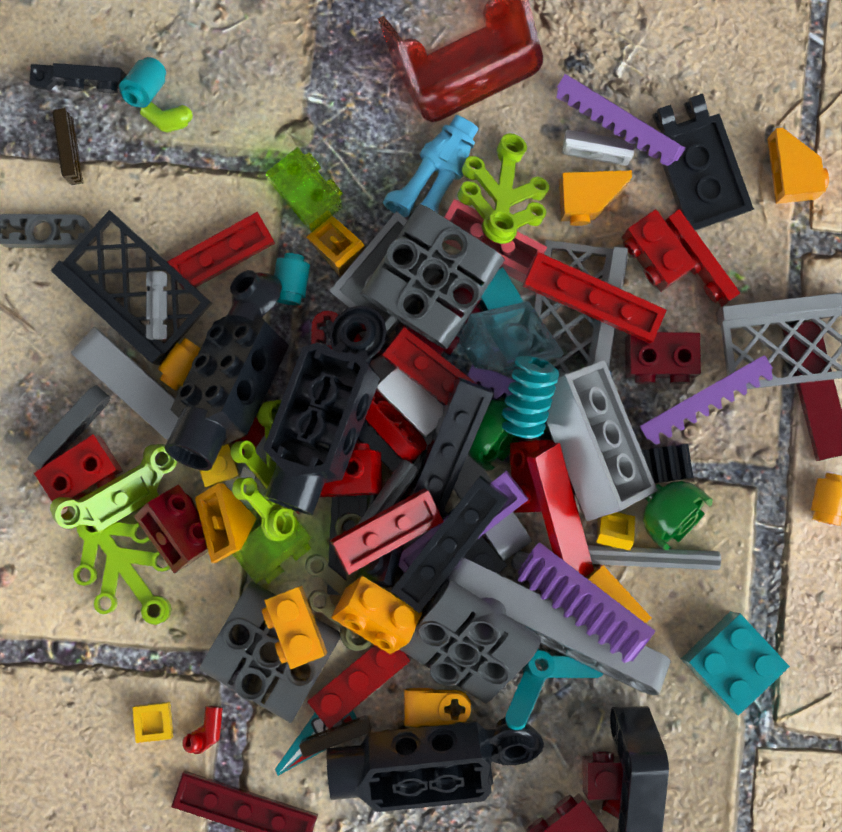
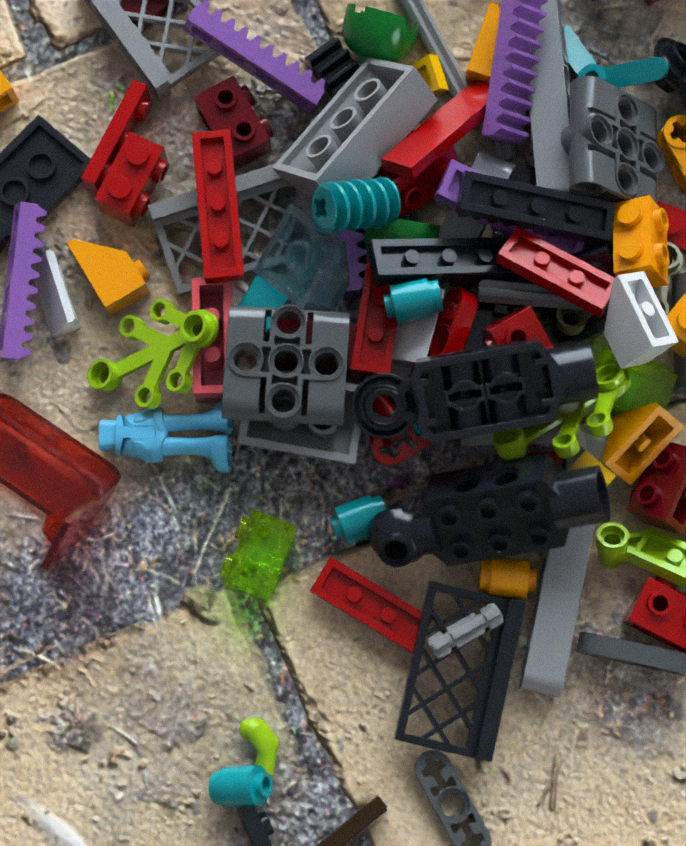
camera: 115 degrees left, 5 degrees down
(310, 567) = (636, 321): none -> white slope
(336, 244) = (299, 492): light orange slope -> none
(428, 402) = (413, 300): none -> teal brick

